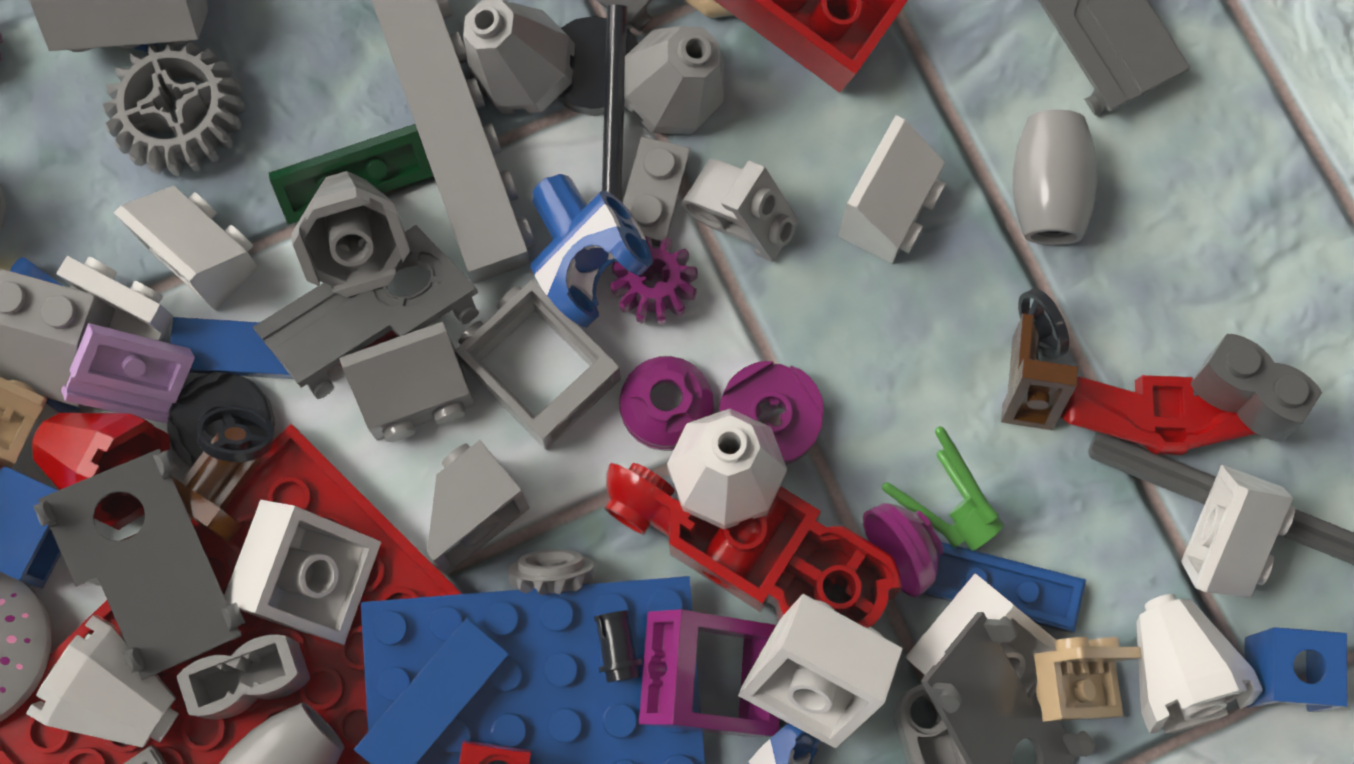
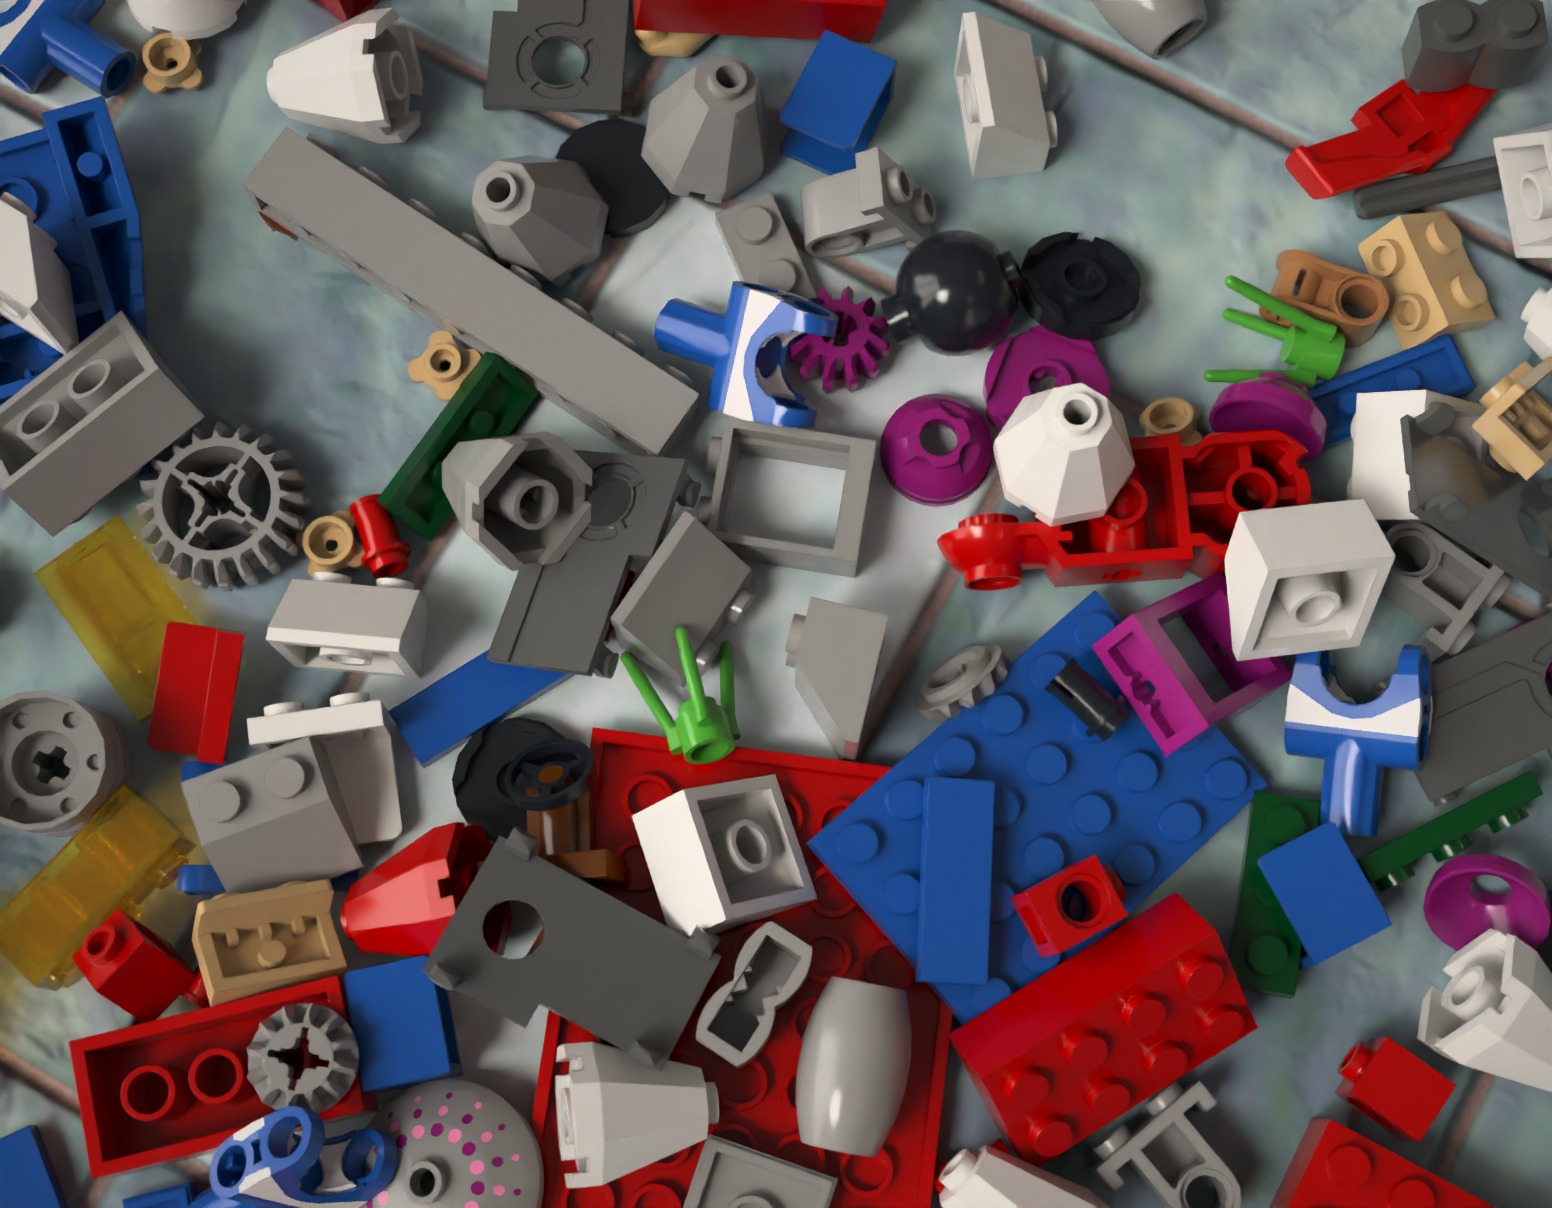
camera: 35 degrees left, 0 degrees up
(62, 139) = (116, 608): none -> clear yellow piece
(64, 216) = (196, 691): none -> red panel
(127, 373) = (394, 793): lavender plate -> none
(224, 168) = (331, 528): none -> tan plate
(255, 201) = (383, 548): none -> red pin
(356, 476) = (703, 728): none -> bright green plant
(374, 106) = (442, 349): none -> tan plate
(614, 100) = (664, 196): black bar -> none
(751, 305) = (954, 294): none -> black brick
(777, 118) = (837, 104): none -> blue piece
(836, 501) = (1172, 417): none -> tan plate
(847, 360) = (1079, 286): none -> black tile
(1013, 487) = (1323, 292): none -> medium nougat piece
(1035, 387) = (1273, 187): reddish brown piece -> none
(1100, 529) = (1426, 278): none -> tan bracket

